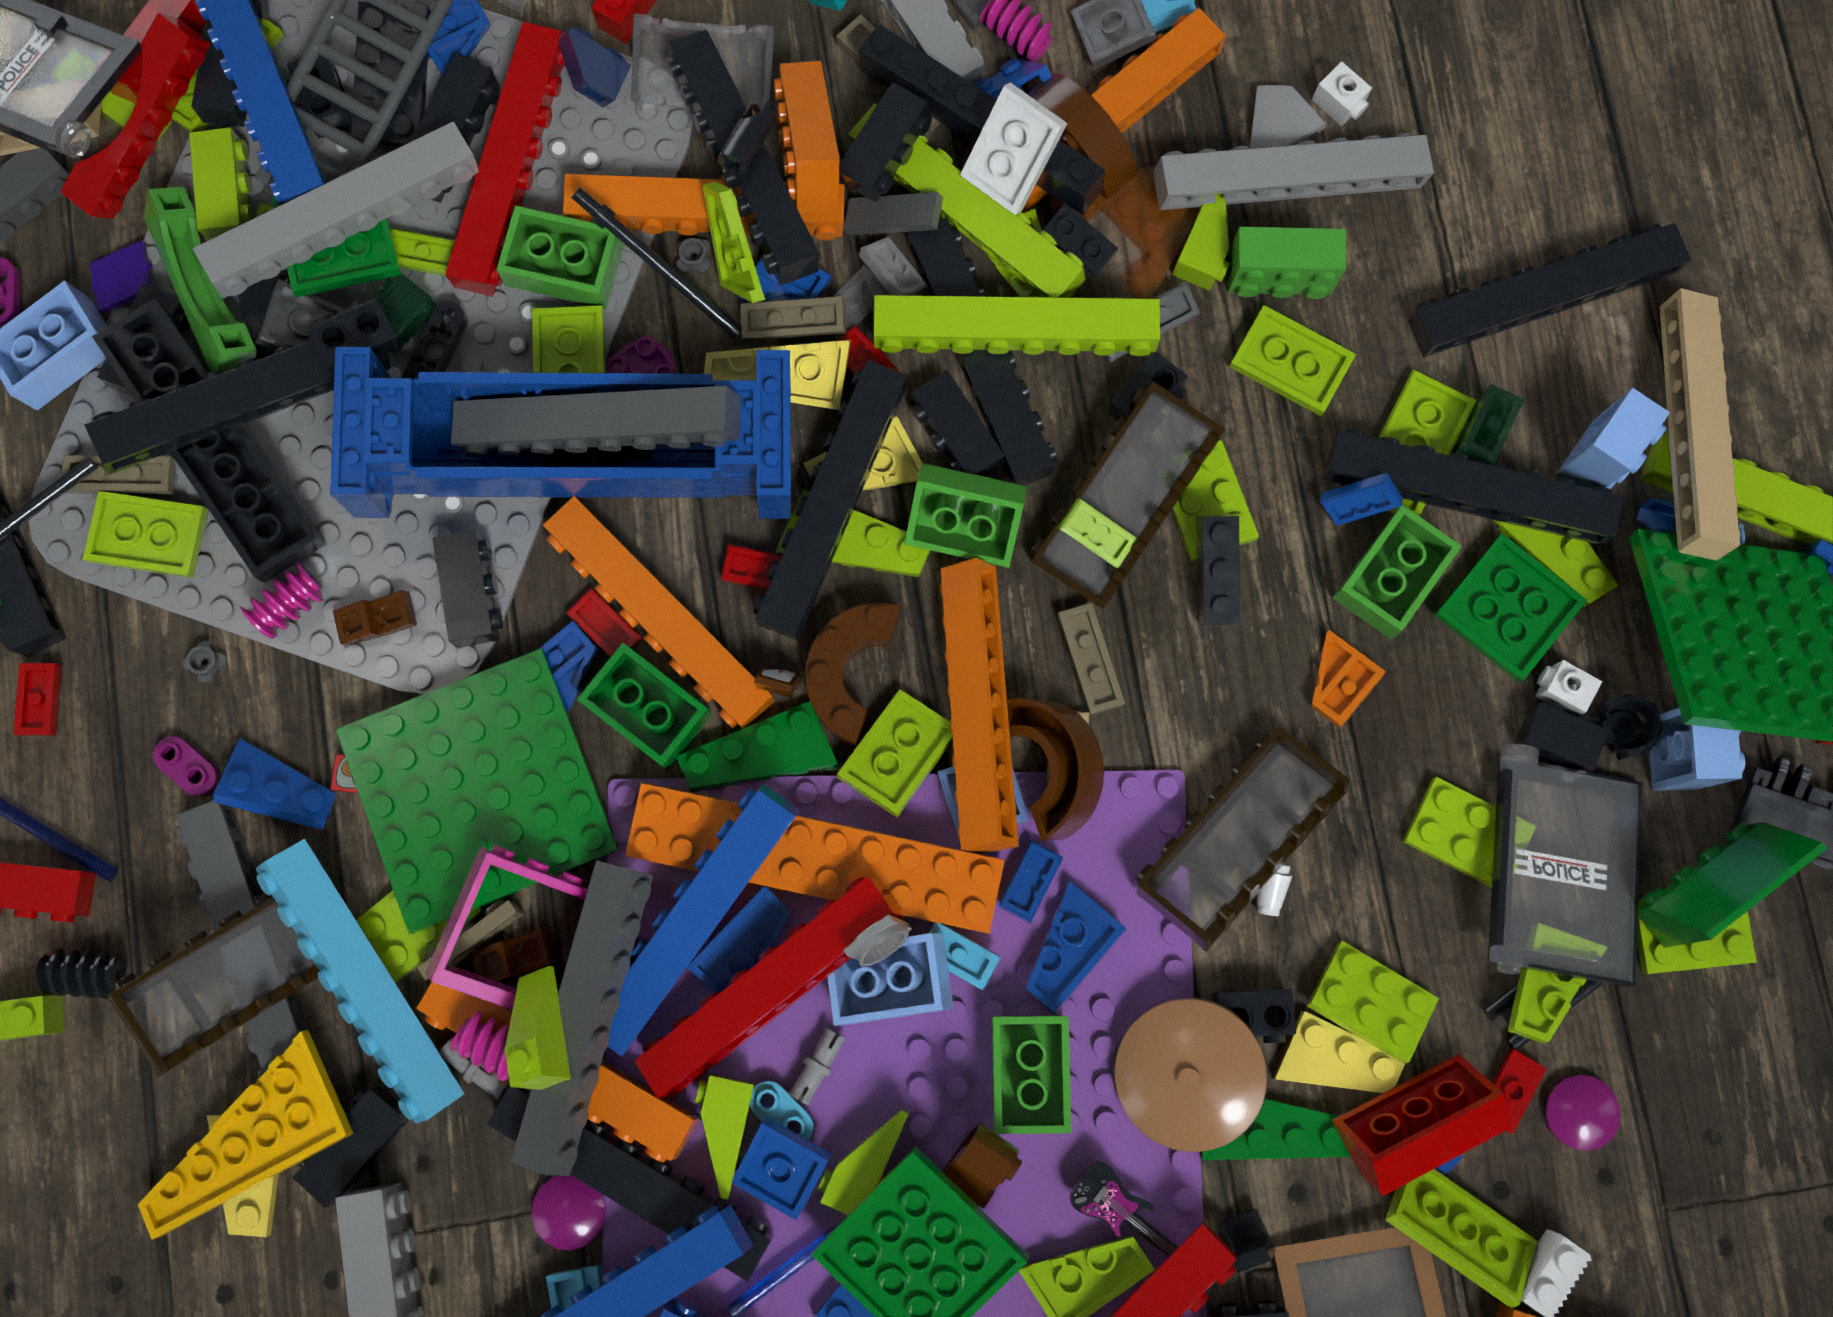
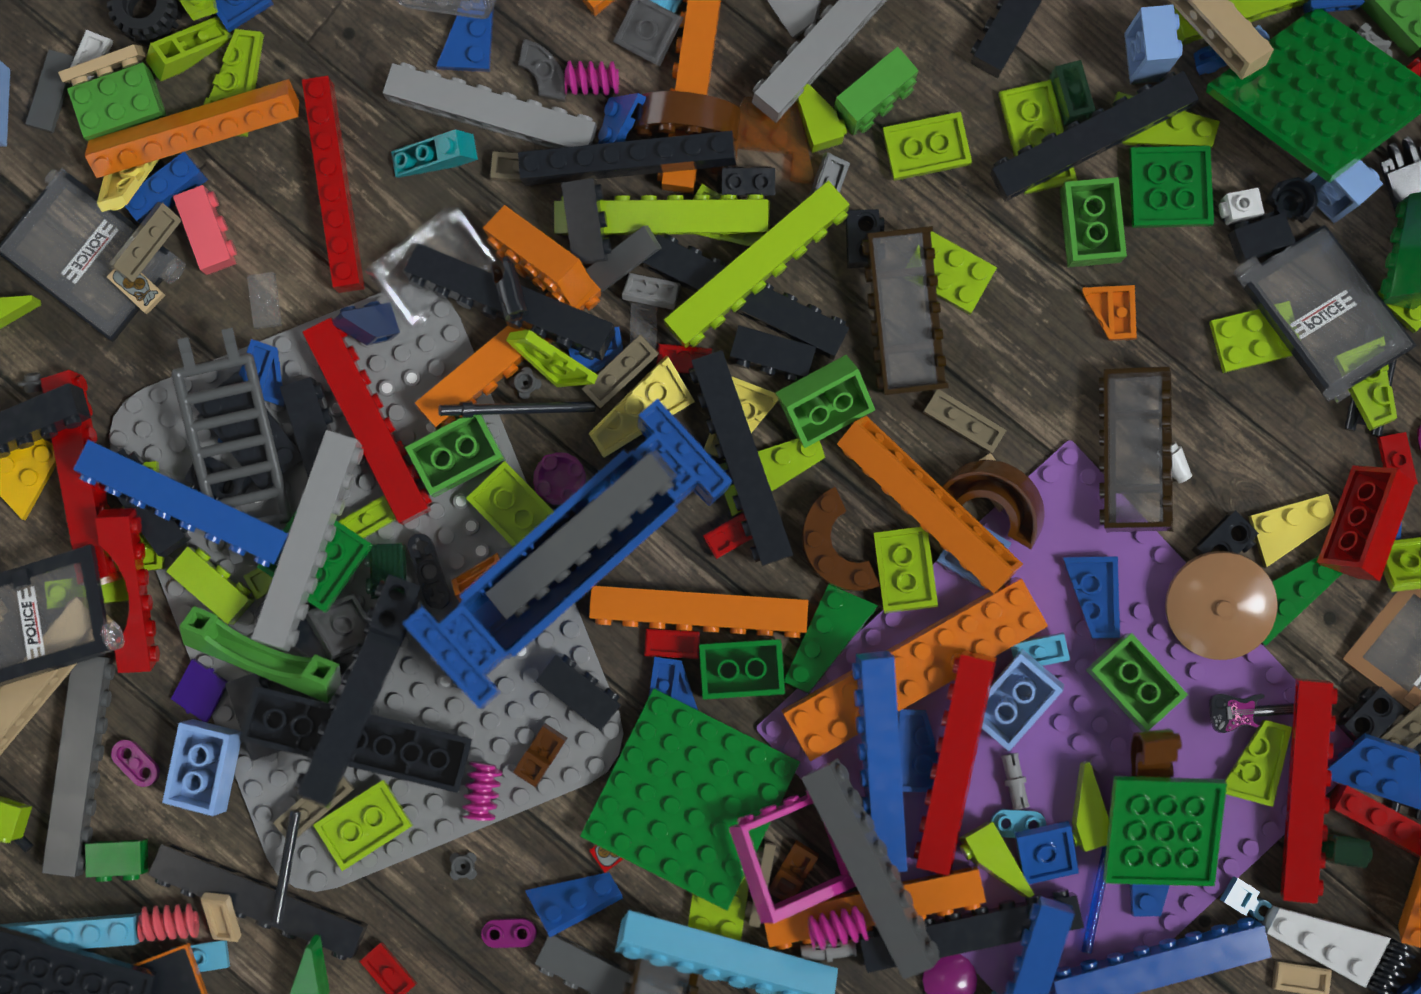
camera: 40 degrees left, 5 degrees up
(536, 1034) = (856, 898): lime slope -> none
(778, 681) = (804, 588): reddish brown slope -> none
(878, 941) = (997, 684): light grey piece -> none
(1013, 148) = (670, 164): white plate -> none
(1030, 882) = (1042, 576): blue plate -> none
(1097, 533) = (909, 347): lime plate -> none
(1218, 569) = (993, 308): black brick -> none
(1247, 1239) = (1326, 666): black panel -> none
(1361, 499) = (1038, 197): blue plate -> none
(1373, 1002) = (1283, 478): lime plate -> none

